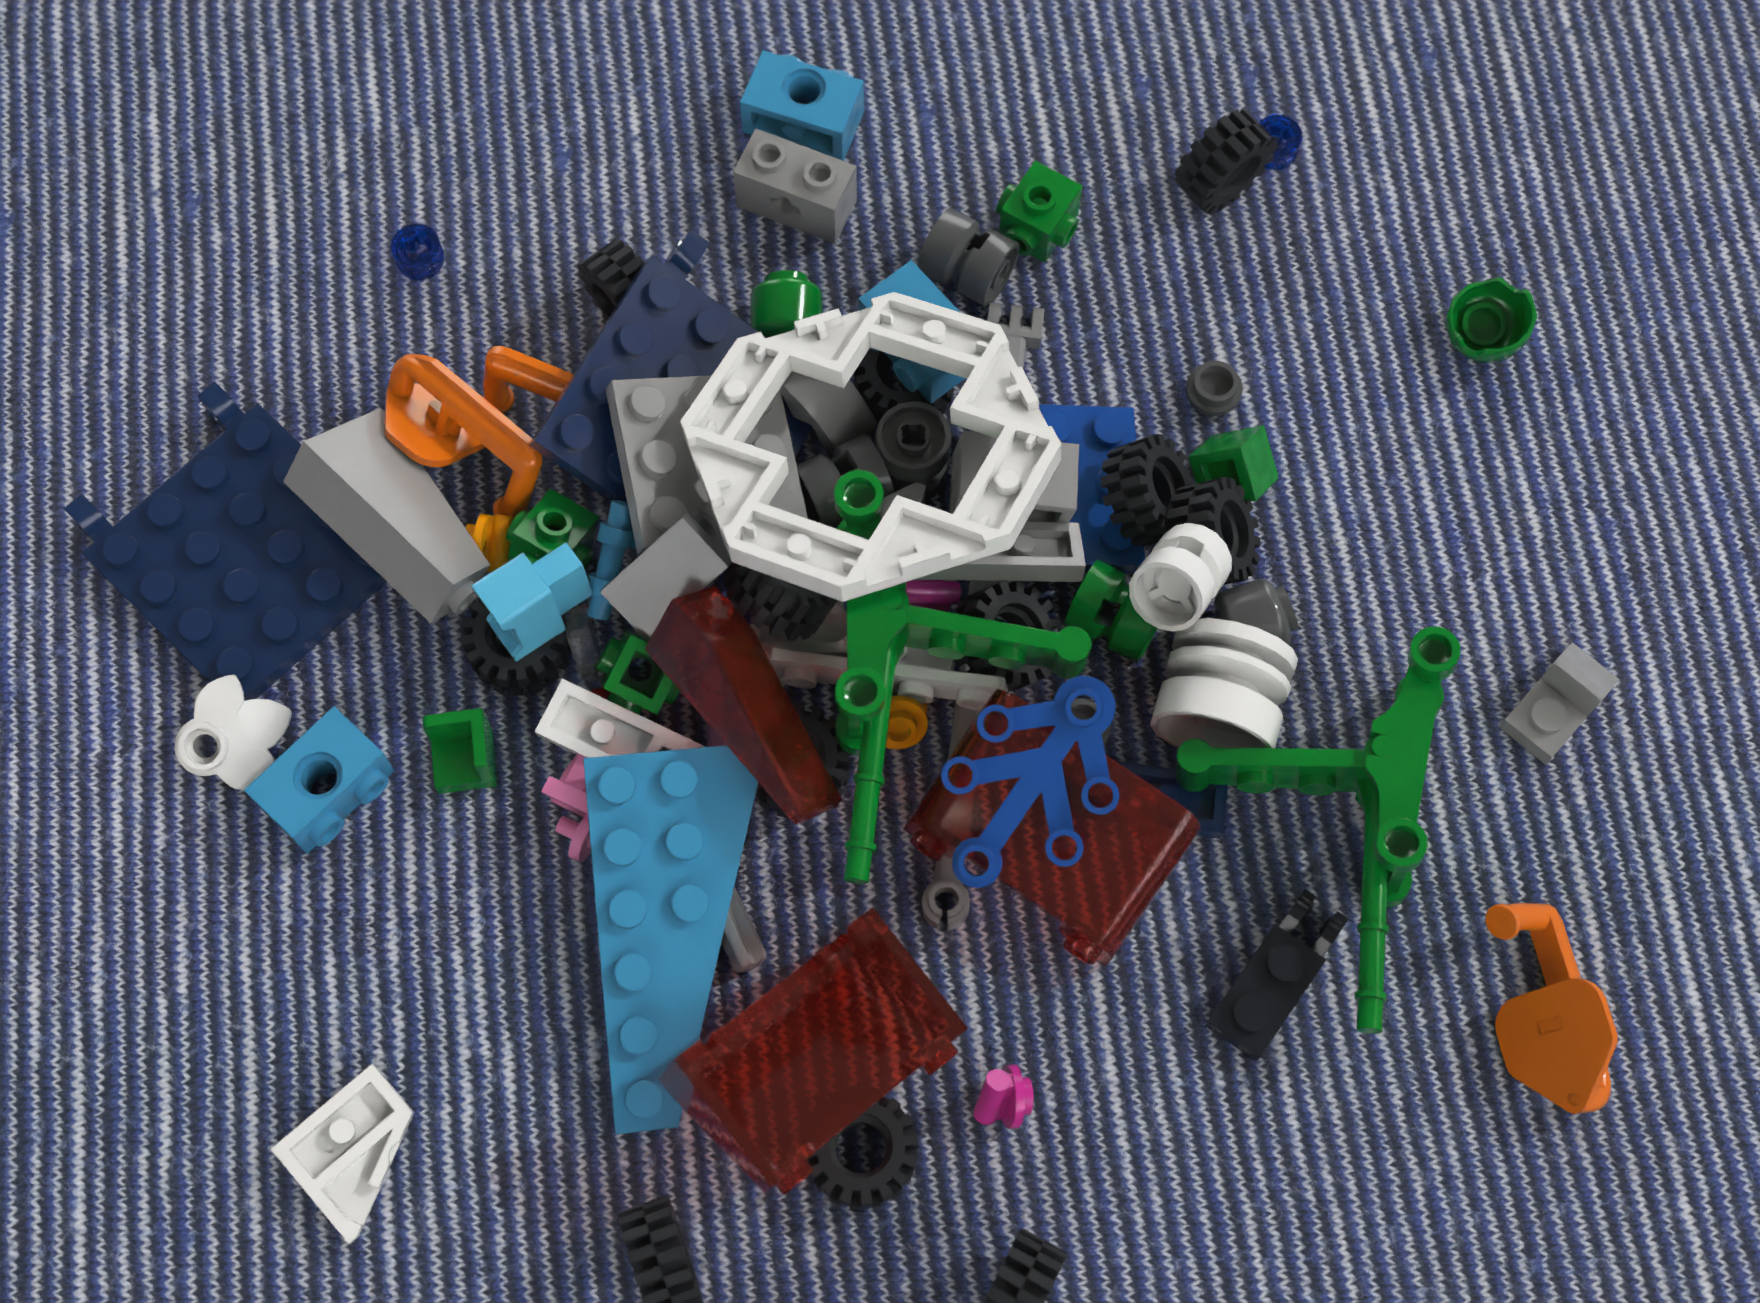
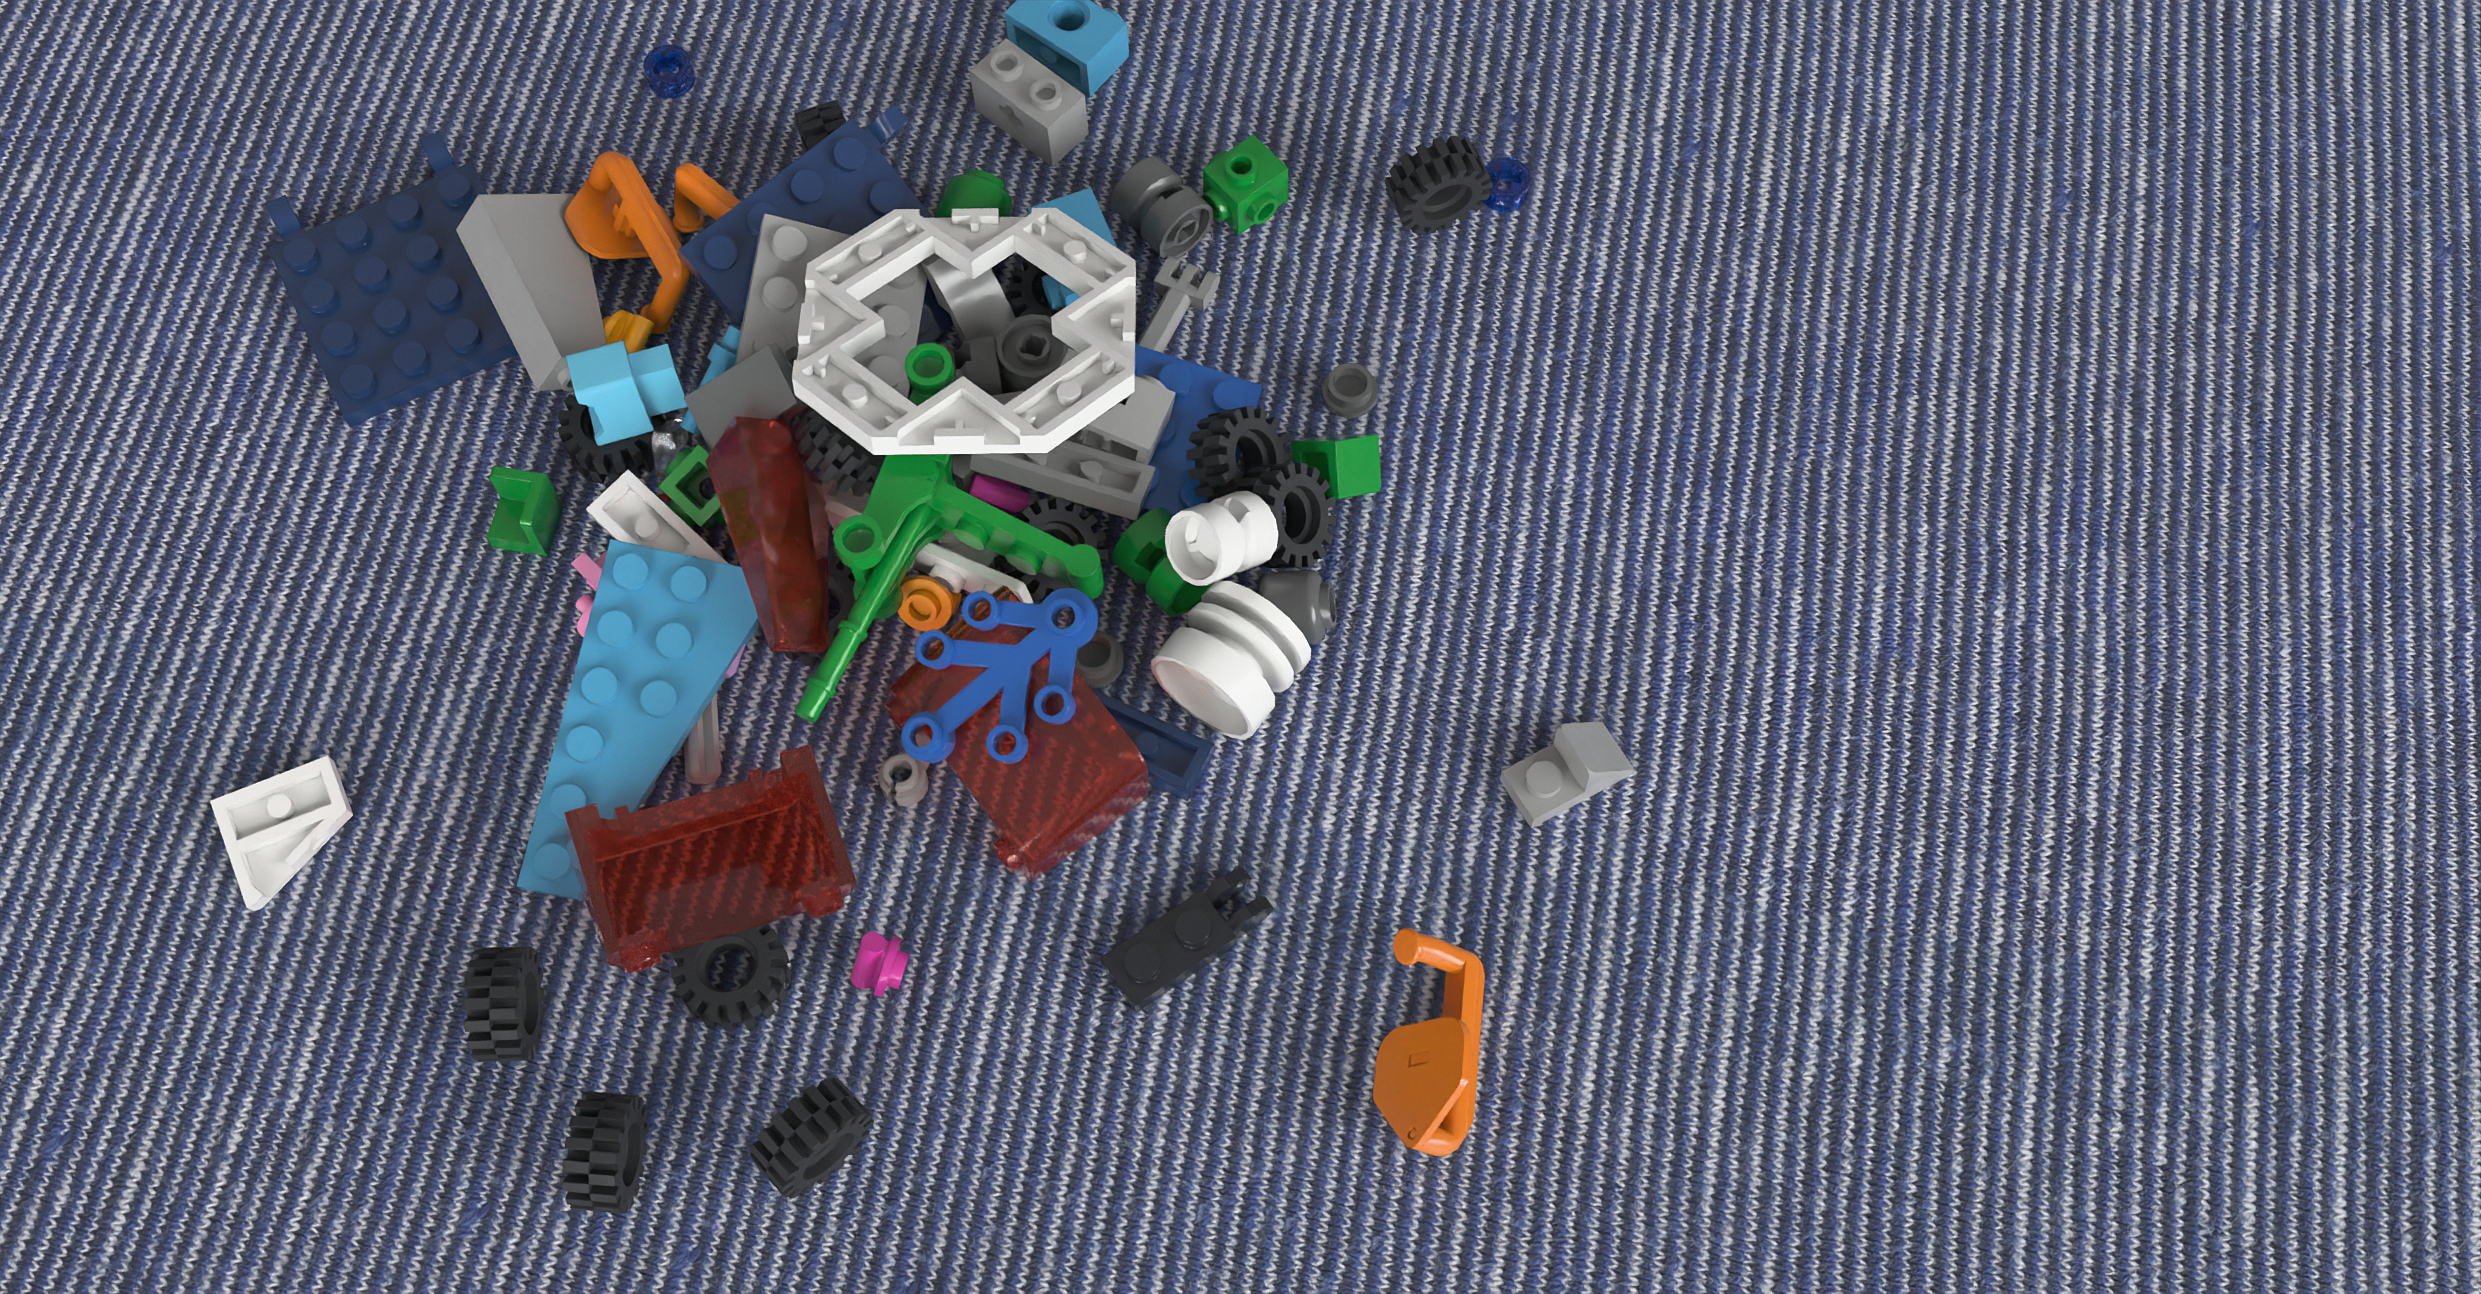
camera: 20 degrees right, 5 degrees down
(241, 731) = (340, 441): white plate -> none
(326, 748) = (360, 494): dark azure brick -> none
(550, 525) = (688, 339): green brick -> none
(1387, 787) = (1353, 780): green piece -> none
(1490, 320) = (1639, 400): green hair -> none

